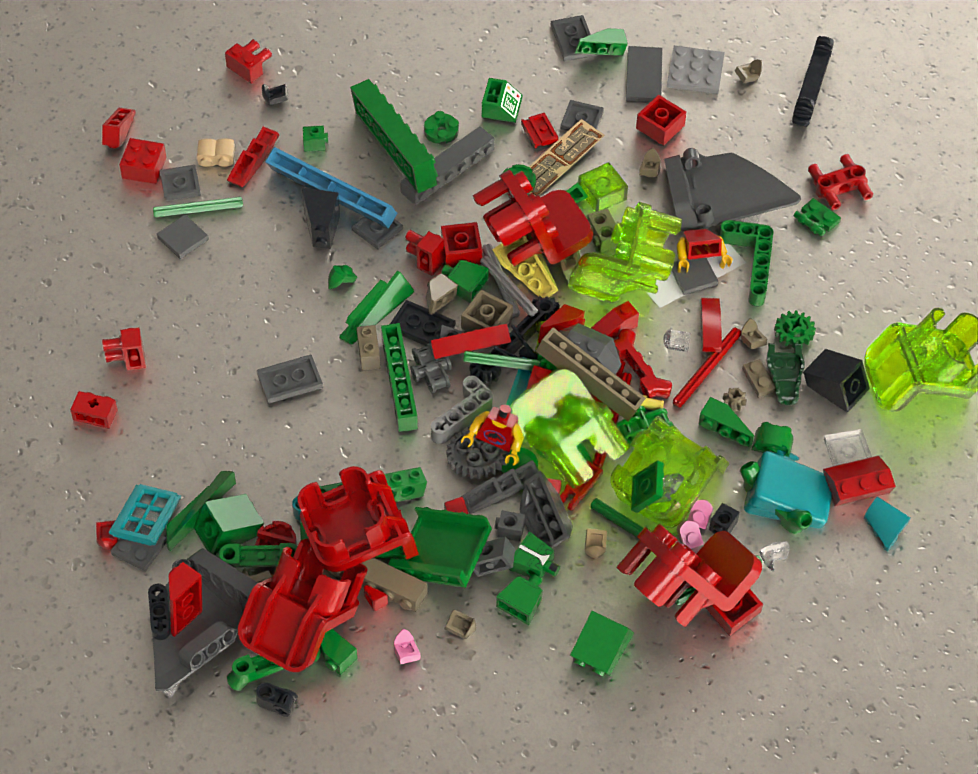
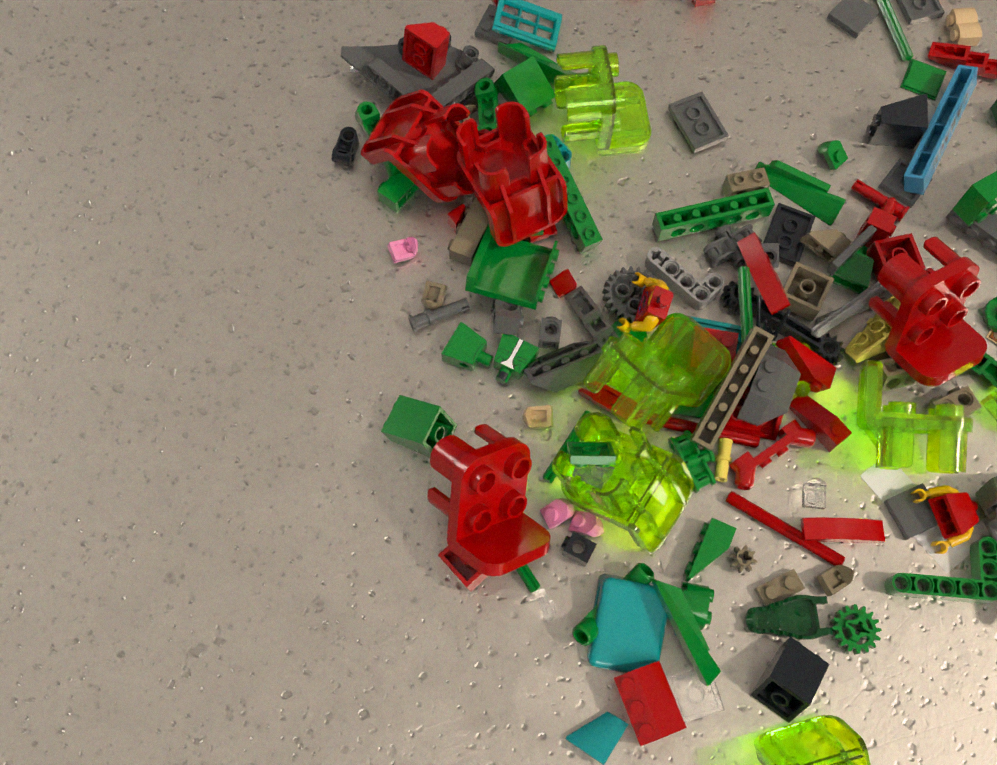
camera: 85 degrees right, 15 degrees up
(265, 194) = (923, 79): none -> green piece
(271, 443) = (615, 109): none -> clear neon green piece
(398, 245) = (878, 198): none -> red pin
(455, 272) = (860, 241): none -> dark grey tile
(484, 629) = (429, 316): none -> dark grey pin
(800, 443) = (687, 631): none -> green wedge

